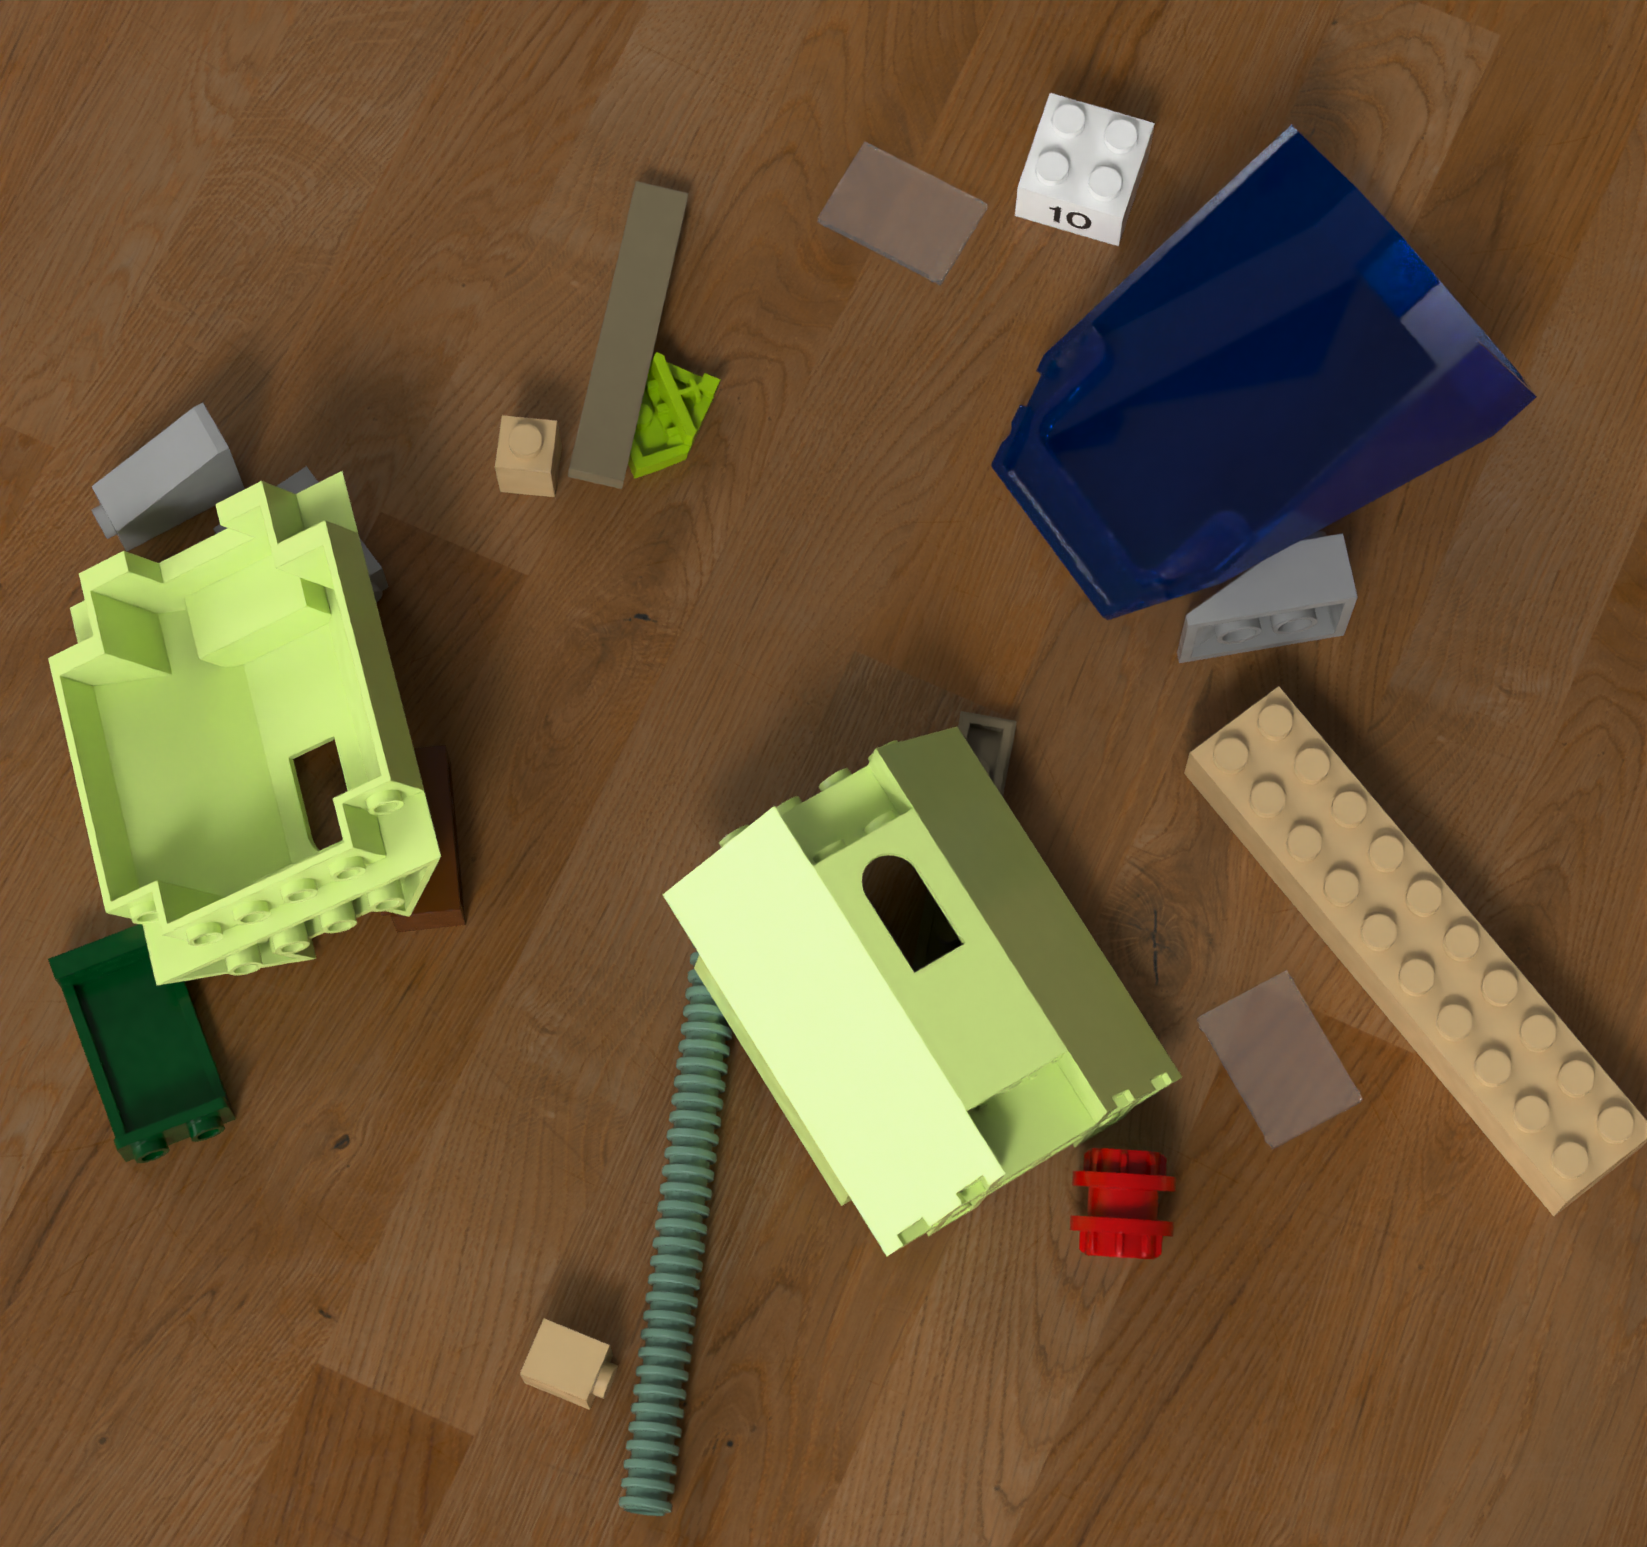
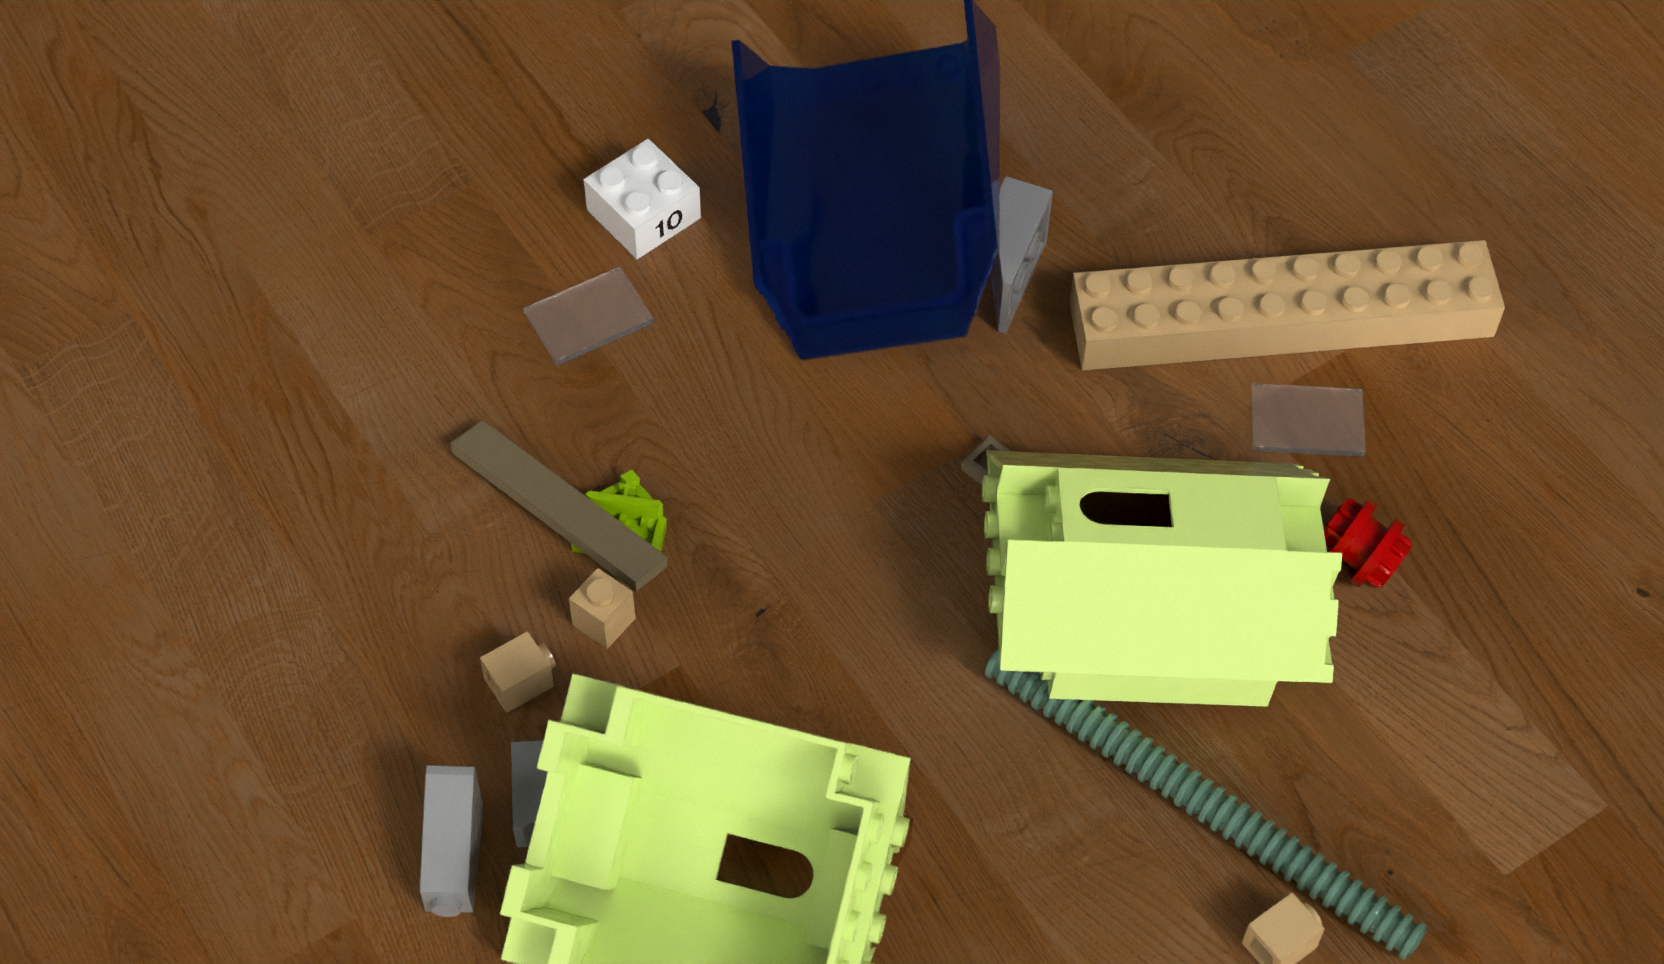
camera: 60 degrees left, 15 degrees down
(405, 421) = (518, 671): none -> tan brick

